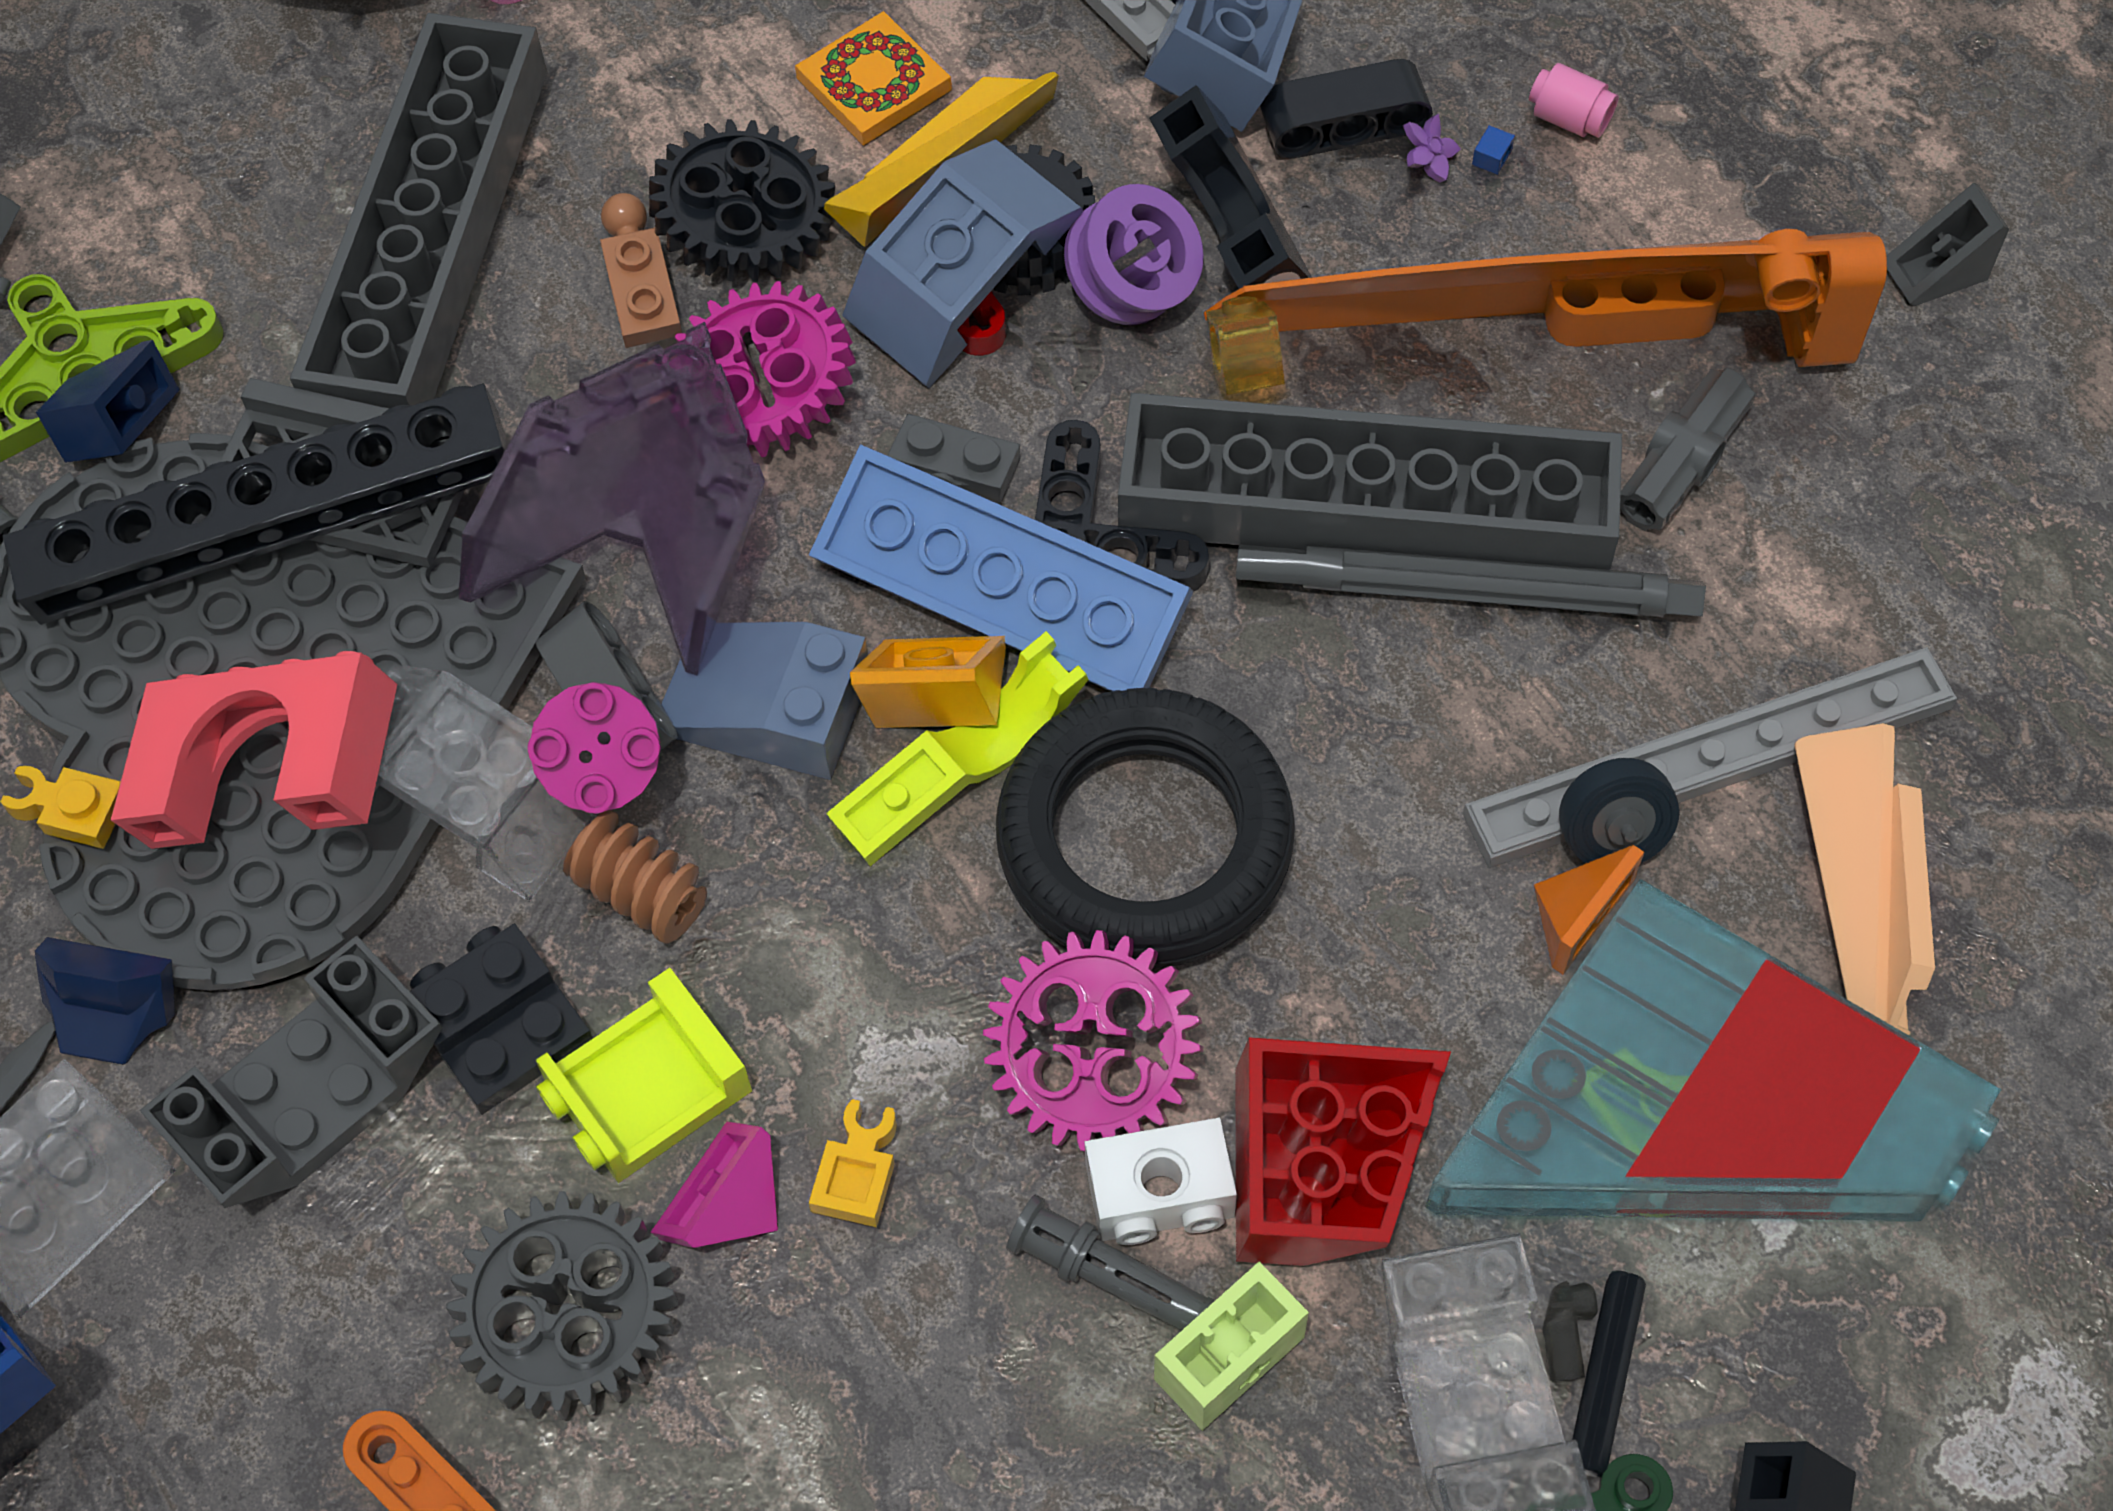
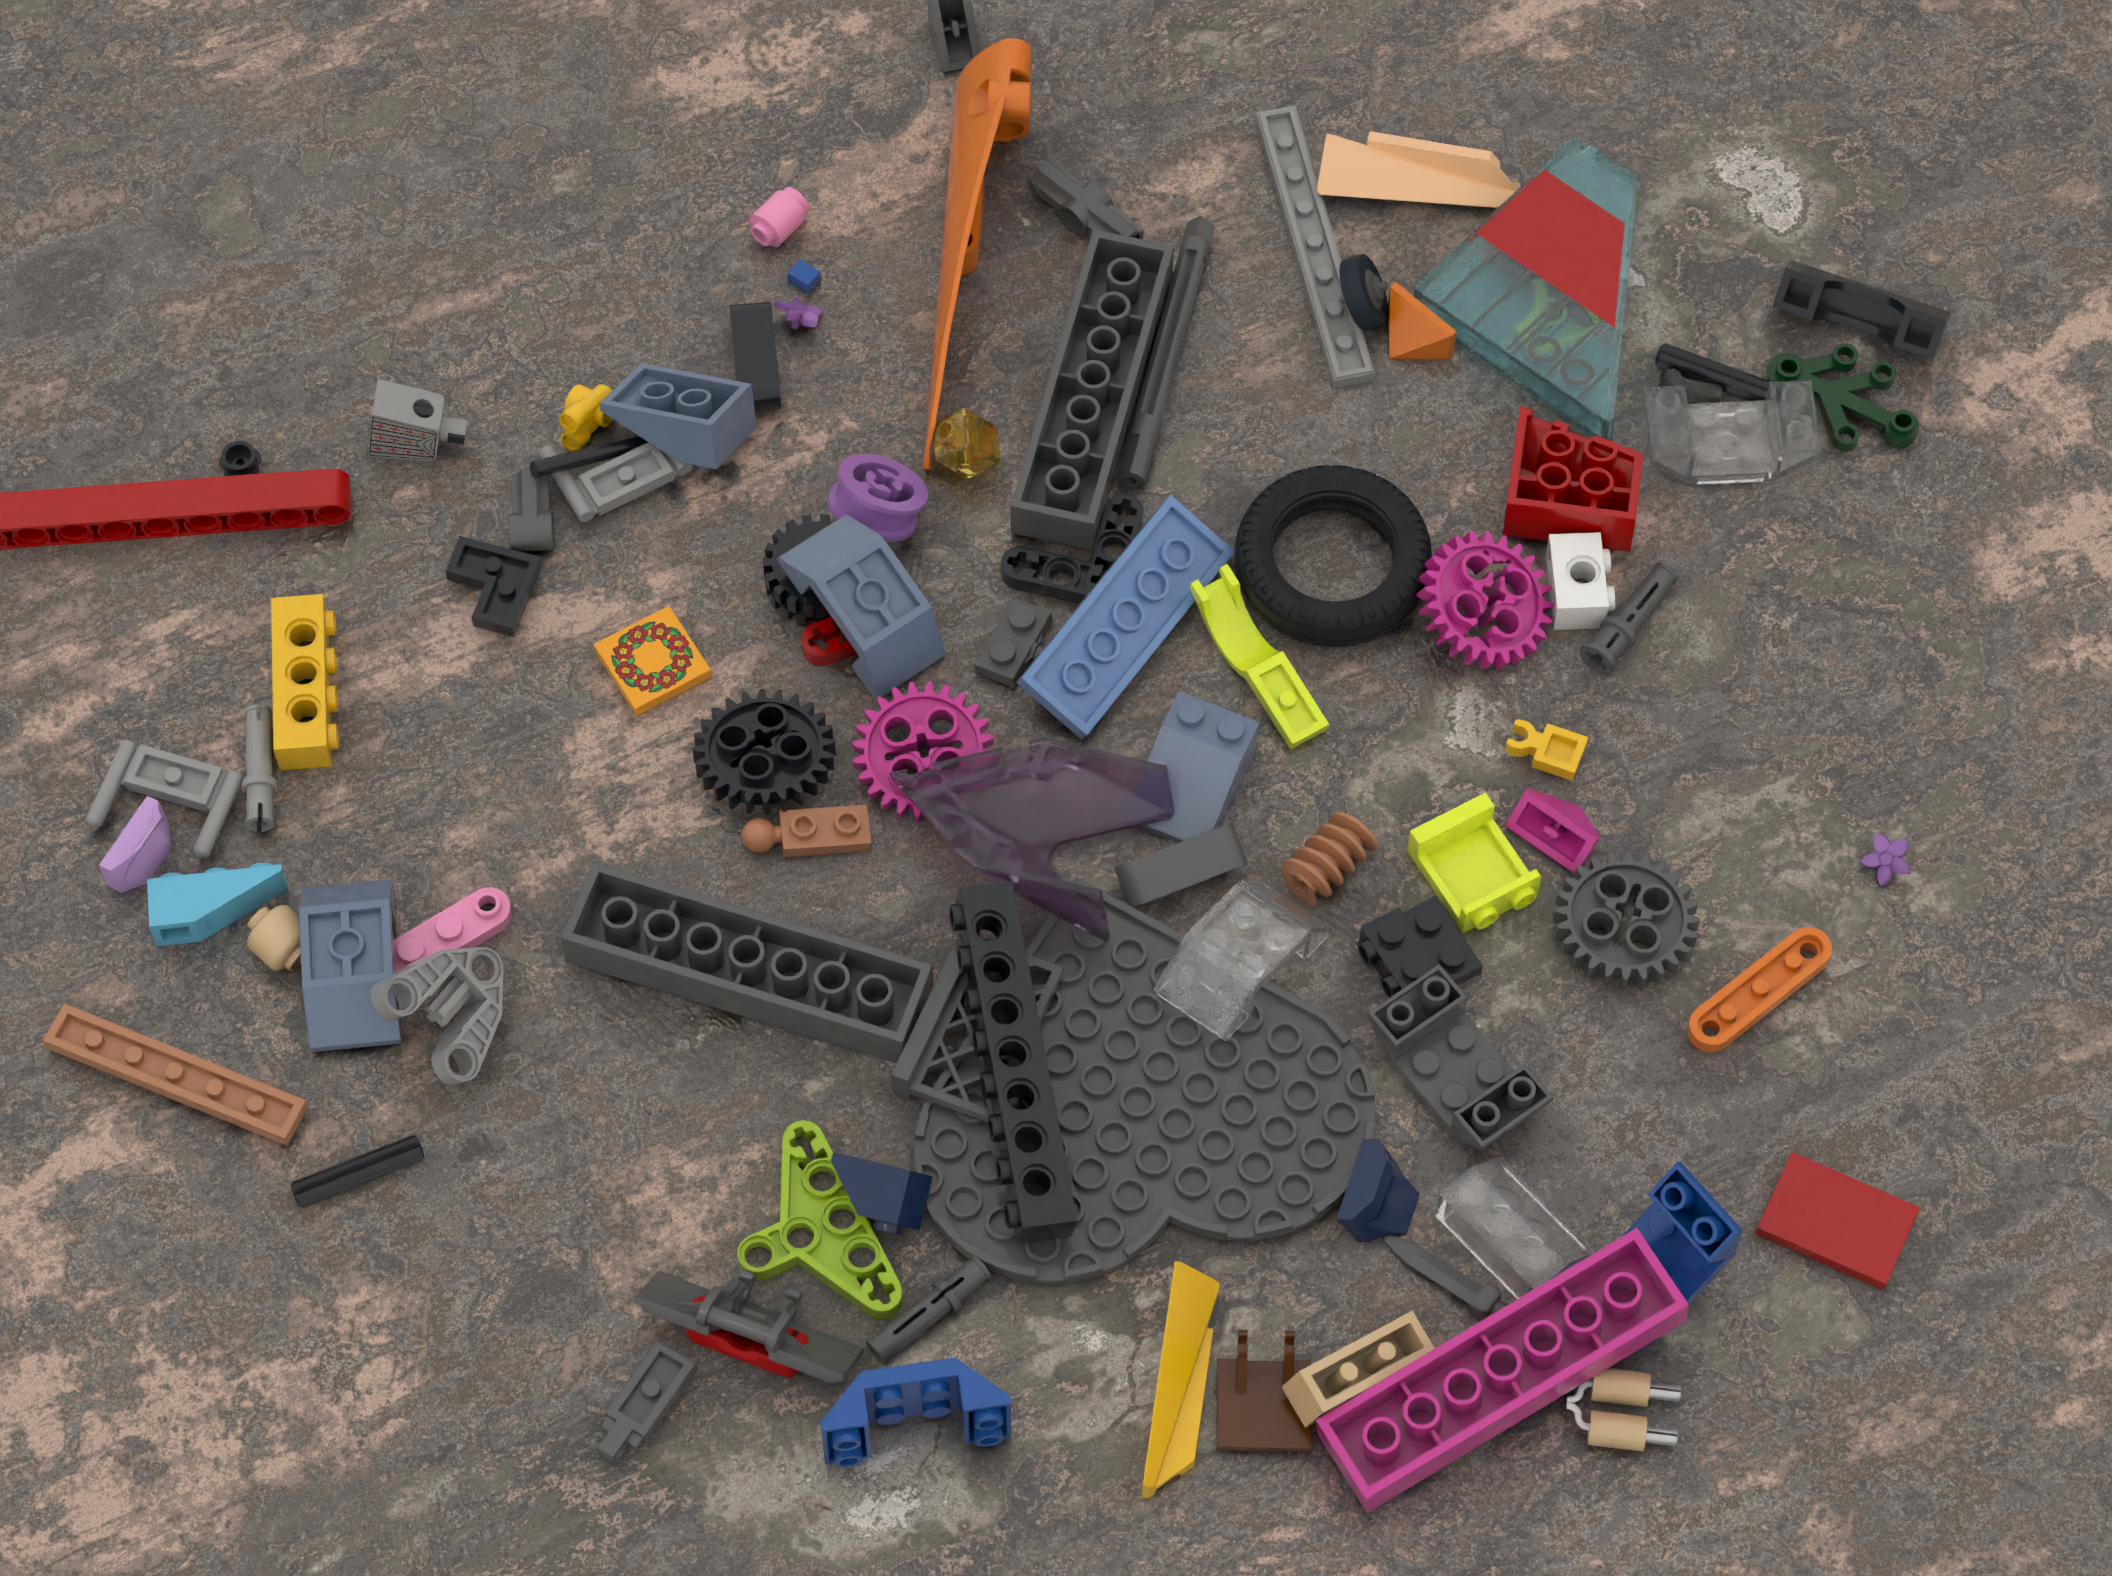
camera: 85 degrees left, 0 degrees up
(71, 809) = (1232, 1204): yellow plate -> none
(196, 723) = (1216, 992): coral arch -> none
(573, 725) = (1253, 849): dark pink plate -> none
(932, 681) = (1199, 659): light orange slope -> none
(981, 114) = (748, 617): yellow wedge -> none
(1222, 177) = (837, 433): black arch -> none
(1230, 1345) = (1693, 551): yellowish green brick -> none

